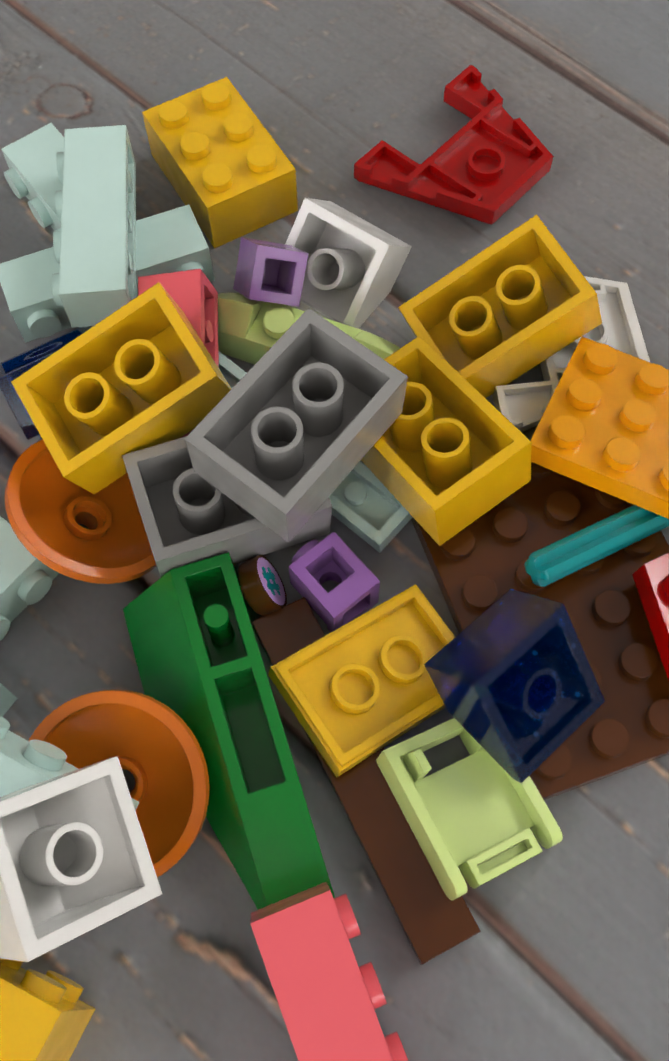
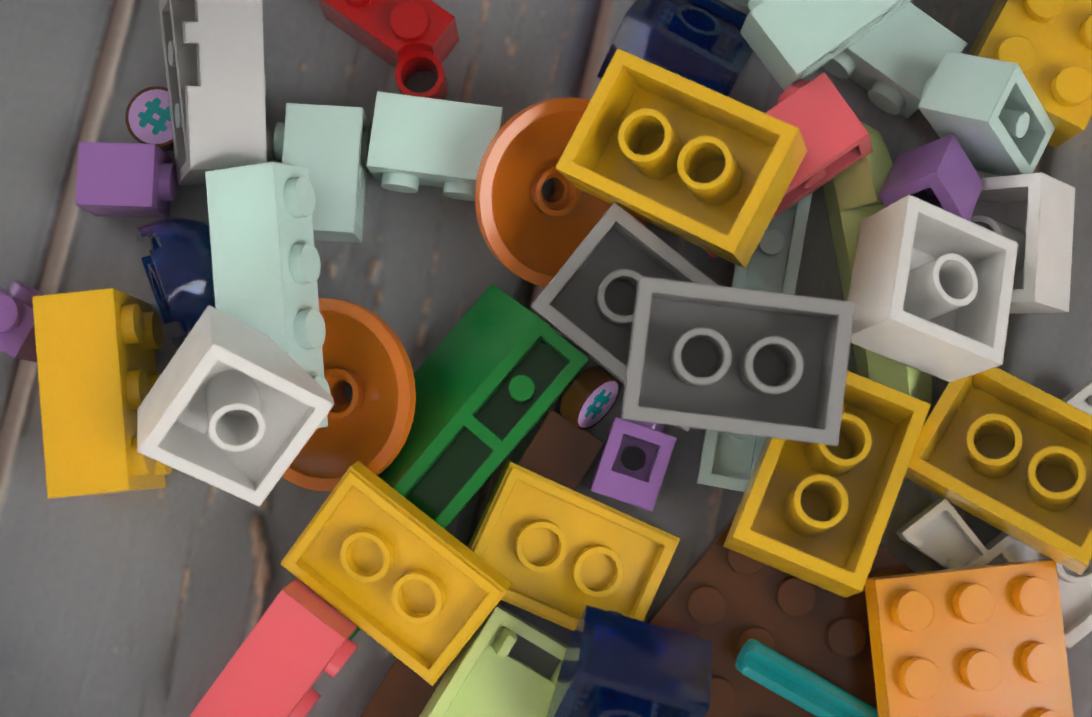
camera: 55 degrees right, 20 degrees up
(236, 206) = (988, 111): none -> light aqua brick
(300, 818) = (395, 572): none -> yellow tile
(344, 282) = (932, 290): none -> white brick

